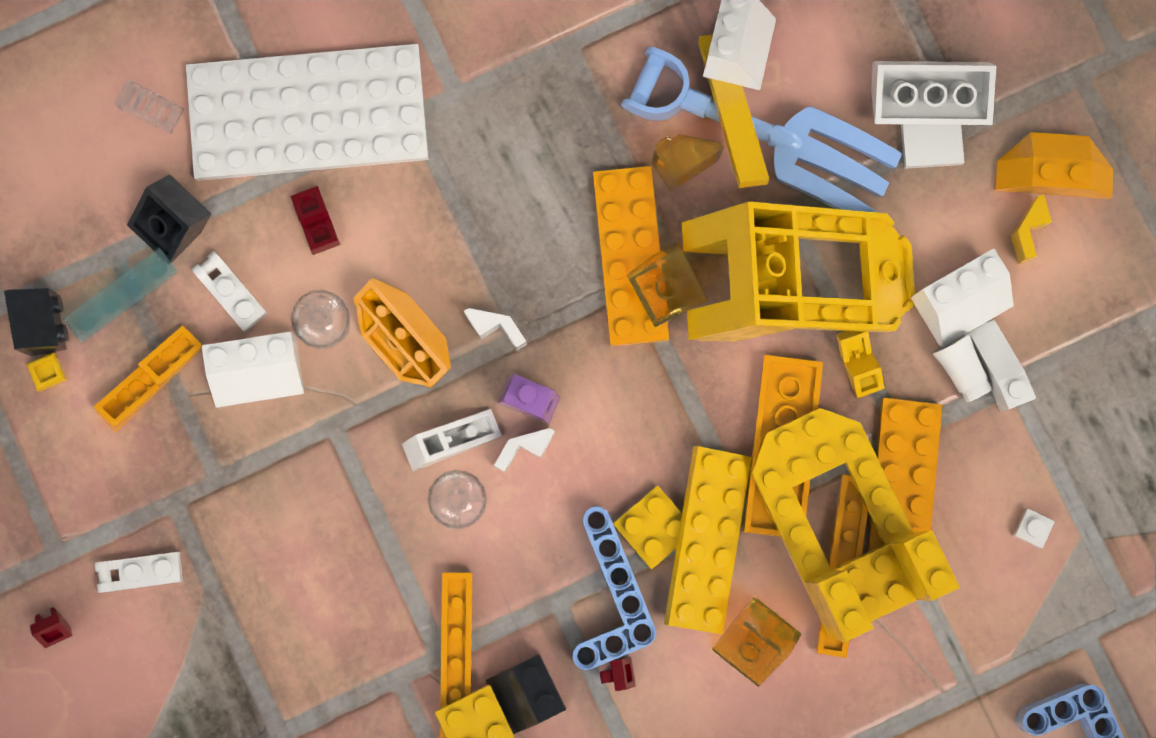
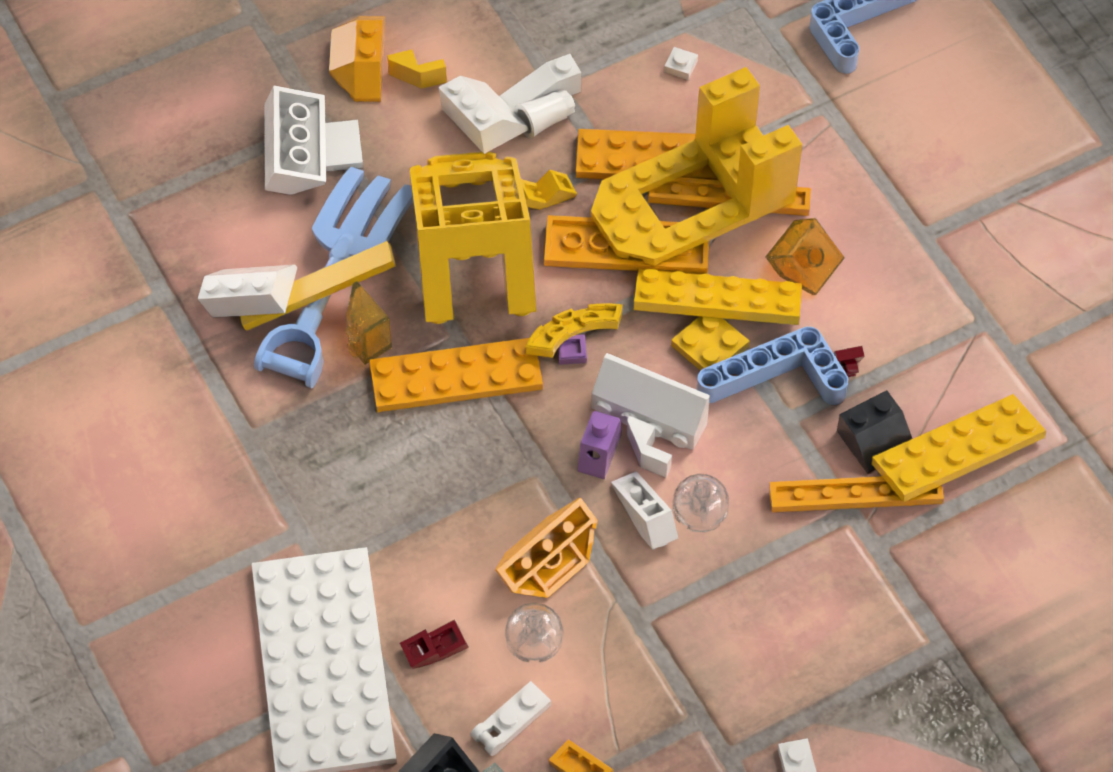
camera: 90 degrees left, 25 degrees down
(253, 369) = (588, 686): white slope -> none
(488, 322) = (530, 485): white slope -> none
(571, 452) = (636, 392): none -> white slope
(655, 379) = (573, 350): none -> medium lavender tile
(667, 284) = (483, 329): clear yellow slope -> none
(683, 378) = (569, 323): none -> yellow tile

